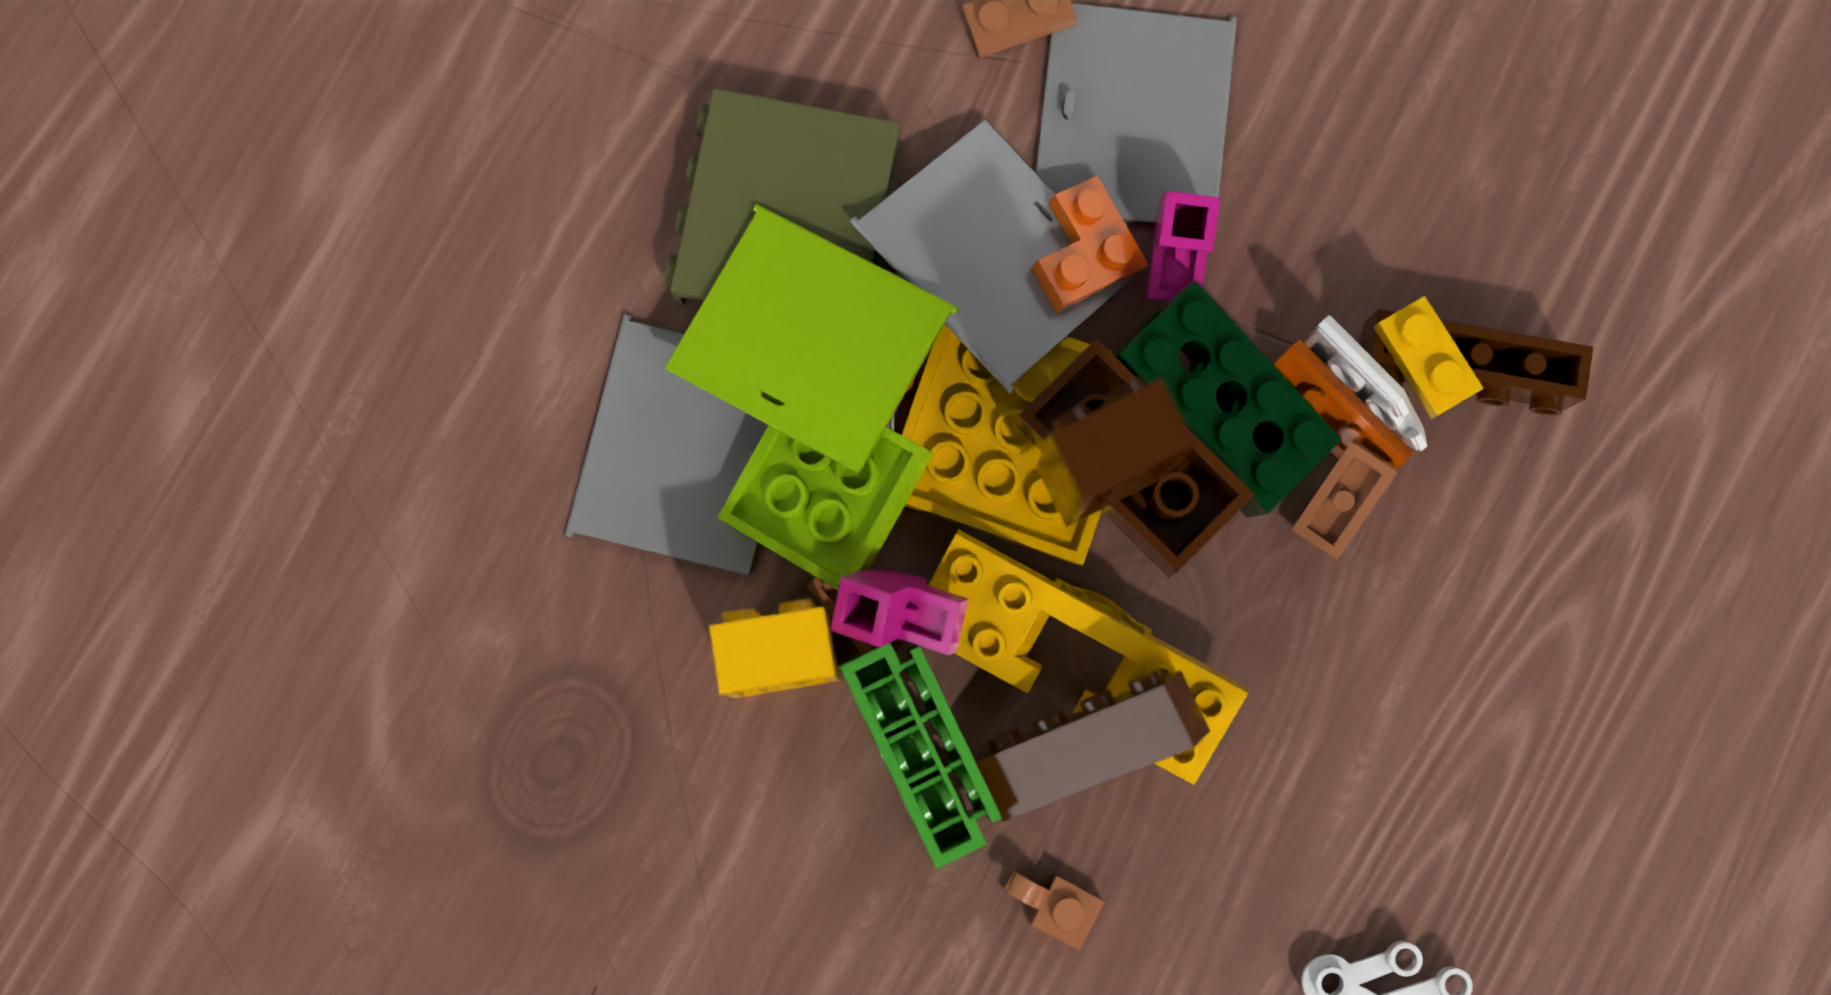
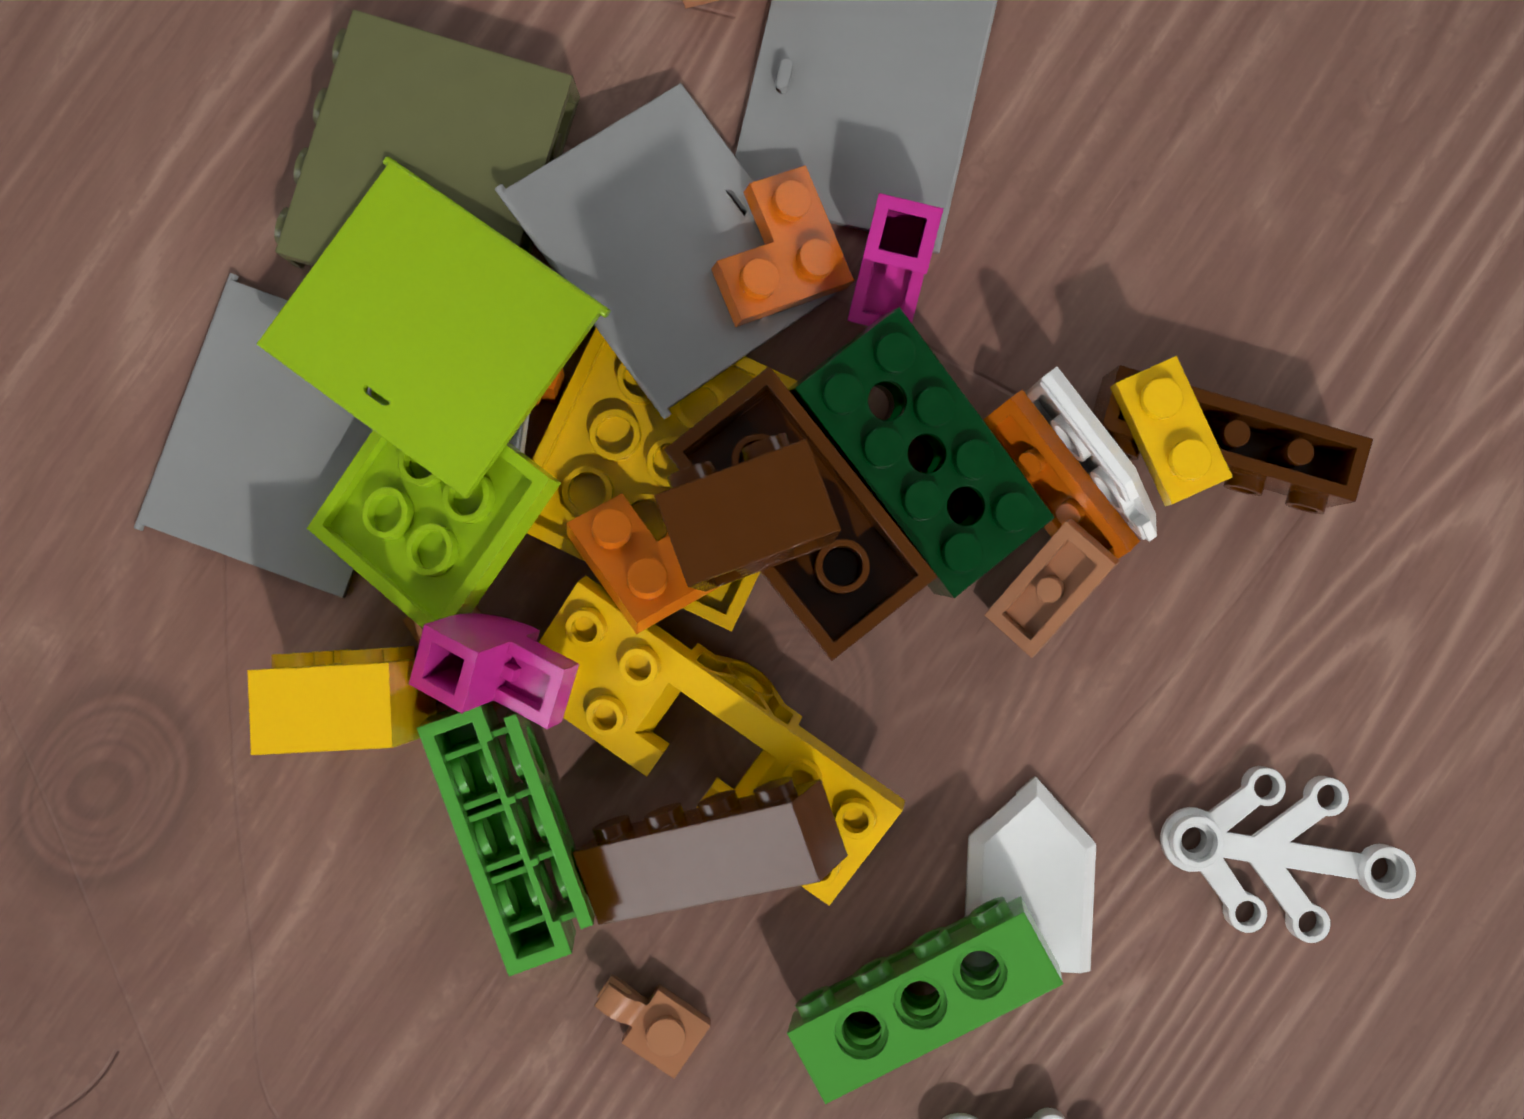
camera: 15 degrees right, 5 degrees up
(1004, 521) = (631, 563): none -> orange plate
(1358, 755) = (1045, 858): none -> white tile
(1361, 816) = (850, 1054): none -> bright green brick
(1558, 702) = (1272, 852): none -> white plant

